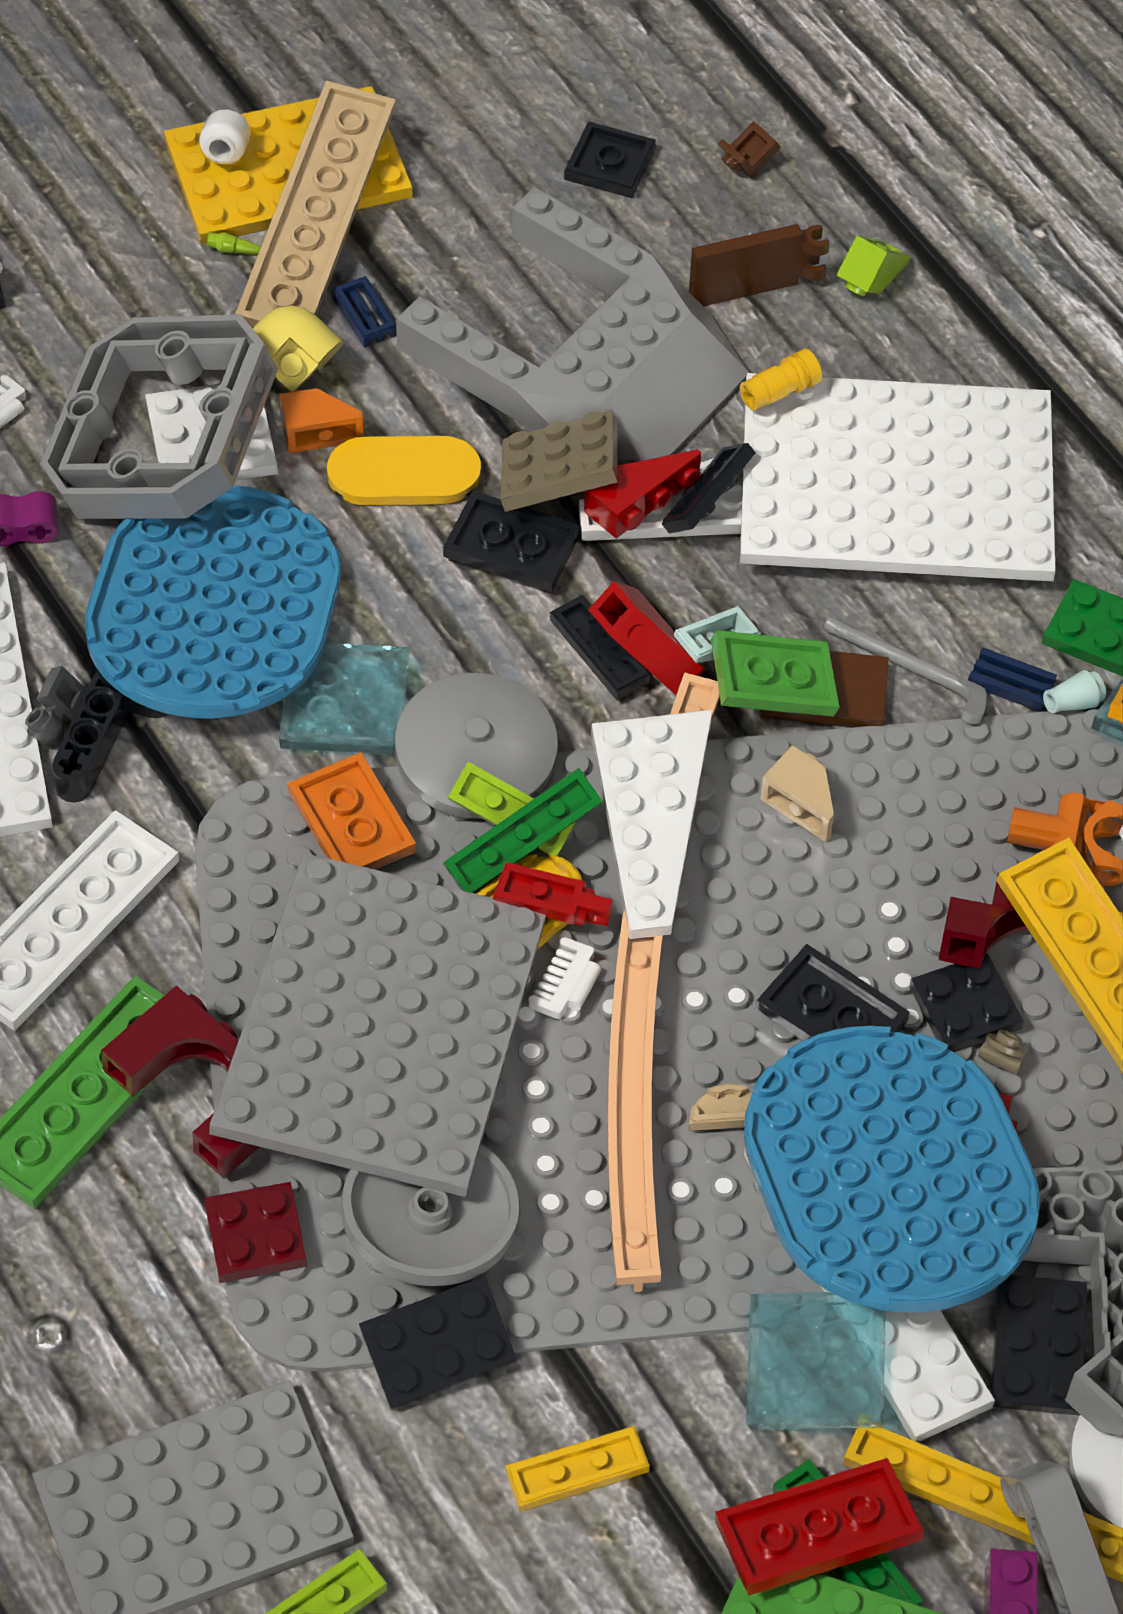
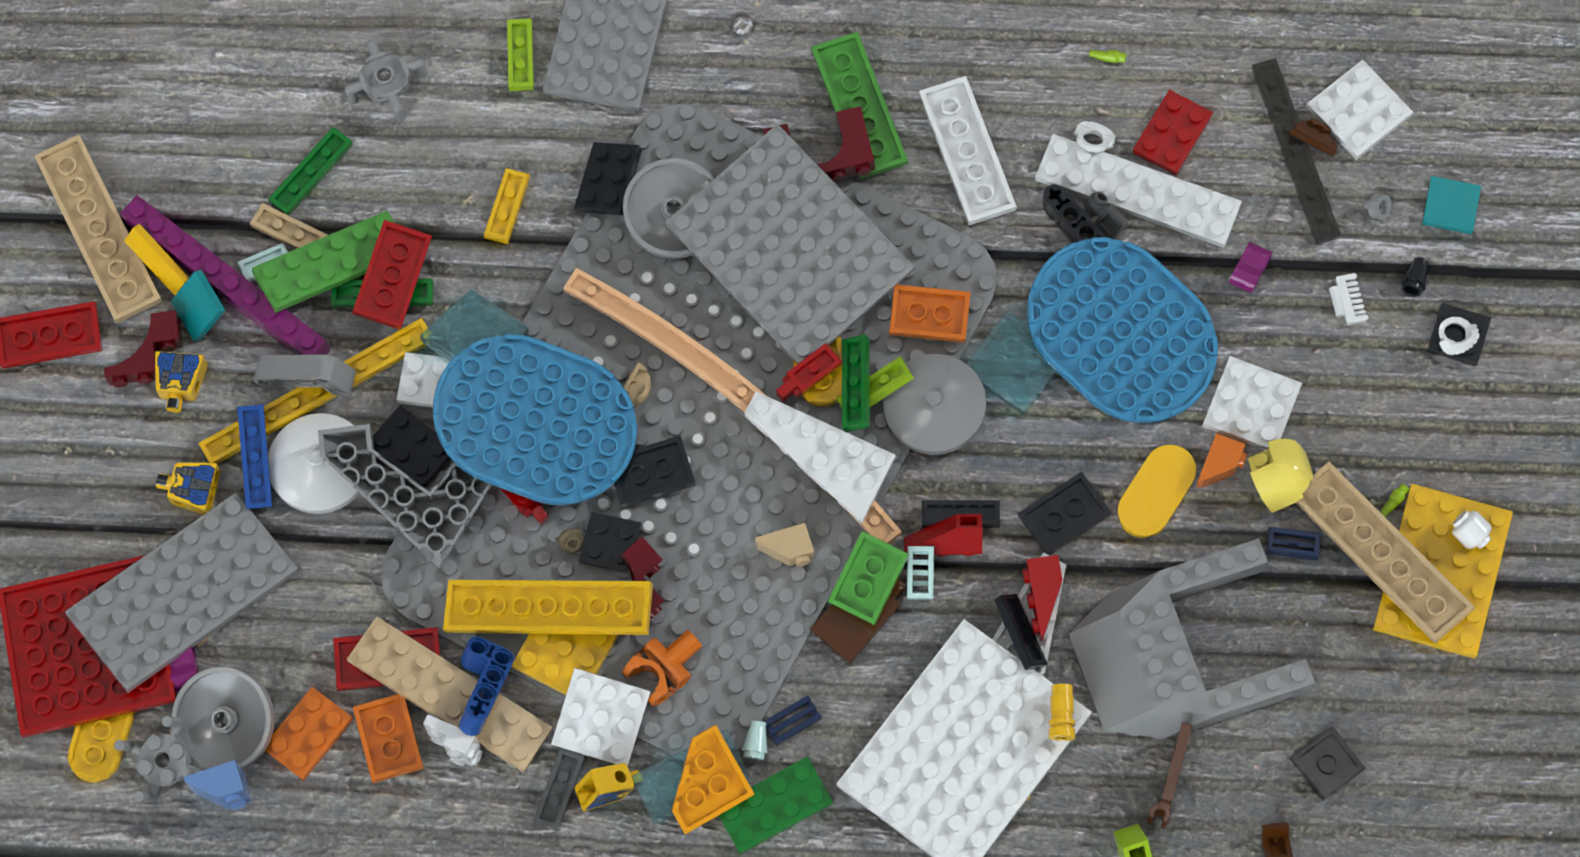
camera: 130 degrees right, 15 degrees up
(183, 348) = (1227, 388): light grey panel -> none
(255, 1232) = (723, 133): dark red plate -> none
(559, 460) = (1093, 562): dark tan plate -> none
(574, 981) = (757, 364): white piece -> none
(972, 692) = (798, 693): light grey piece -> none

